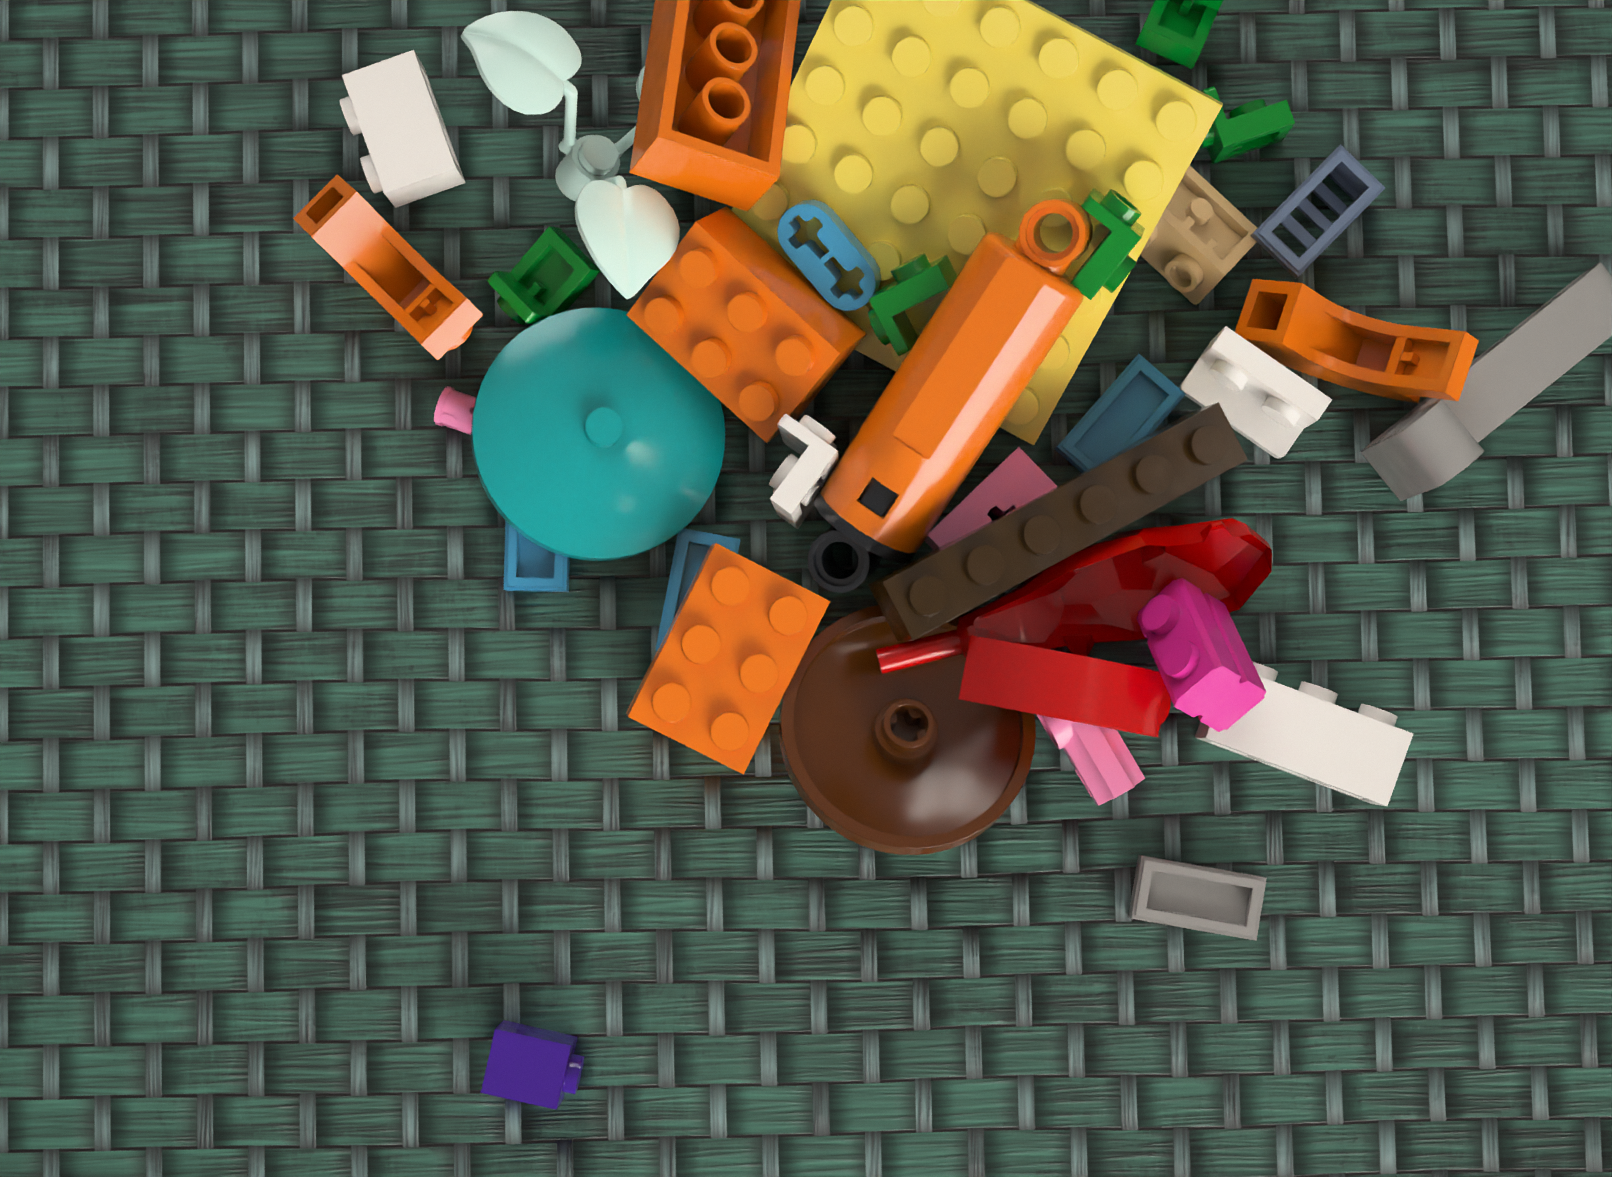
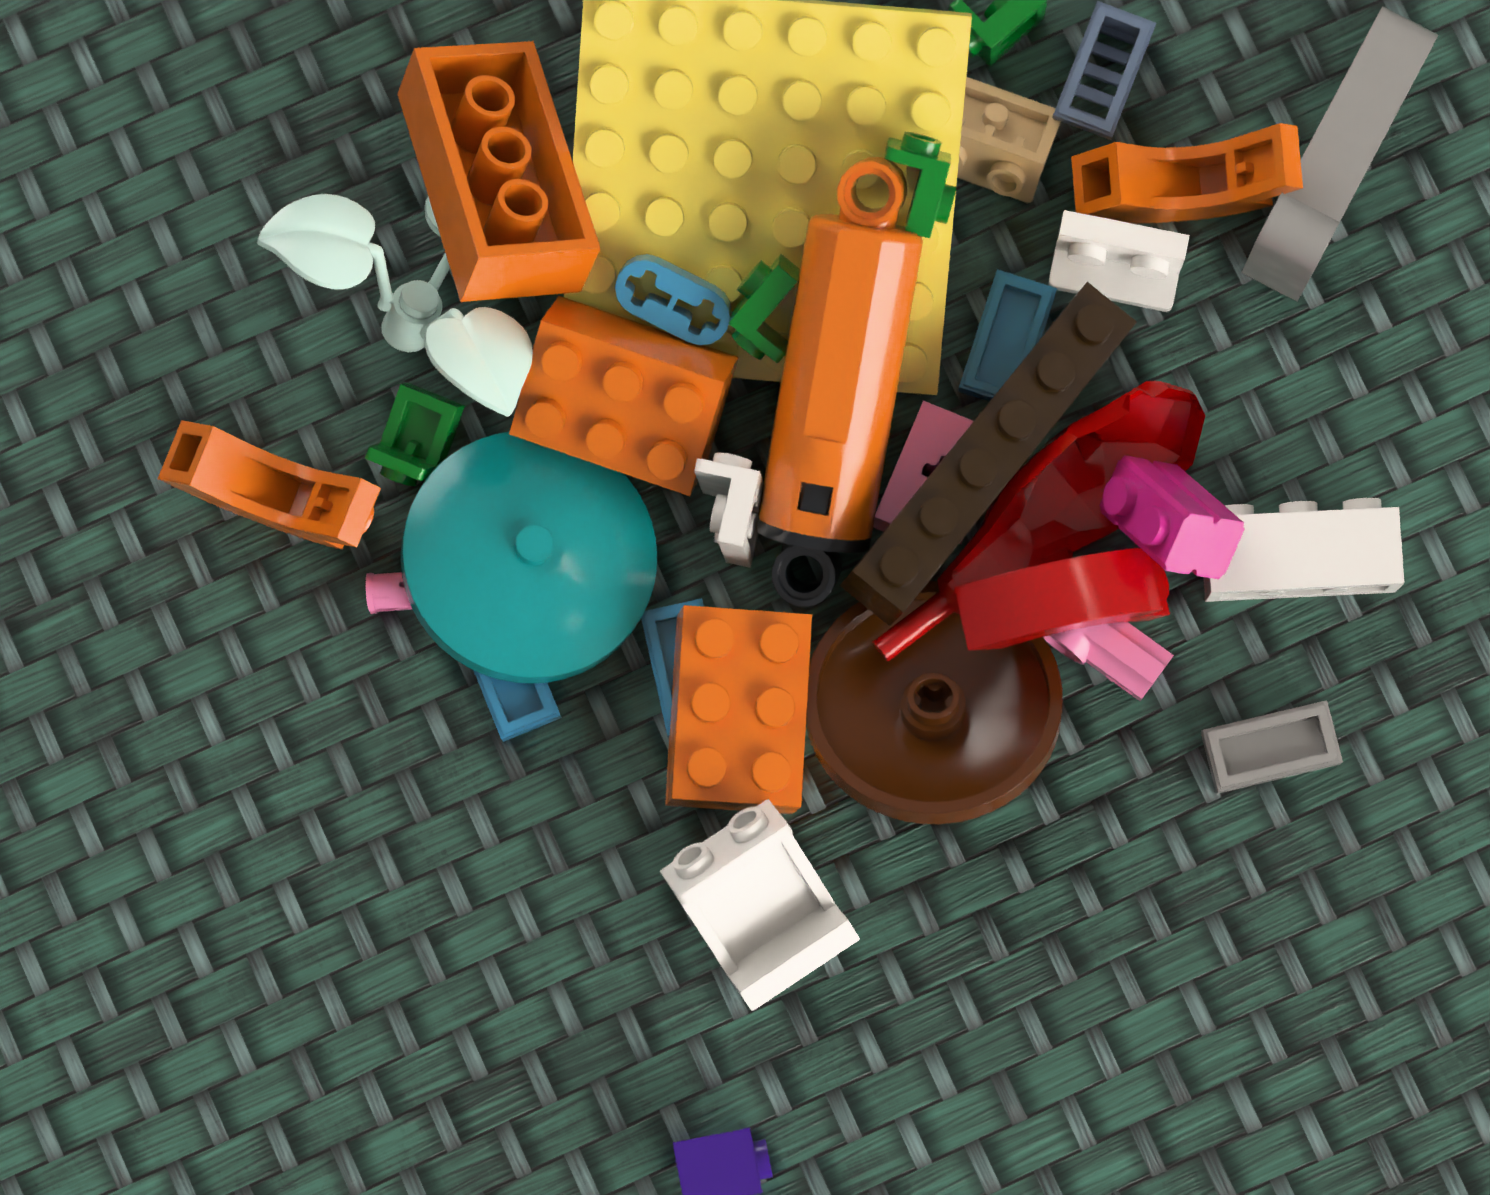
camera: 20 degrees left, 5 degrees down
(401, 129) = (225, 353): white brick -> none
(667, 845) = (759, 904): none -> white panel

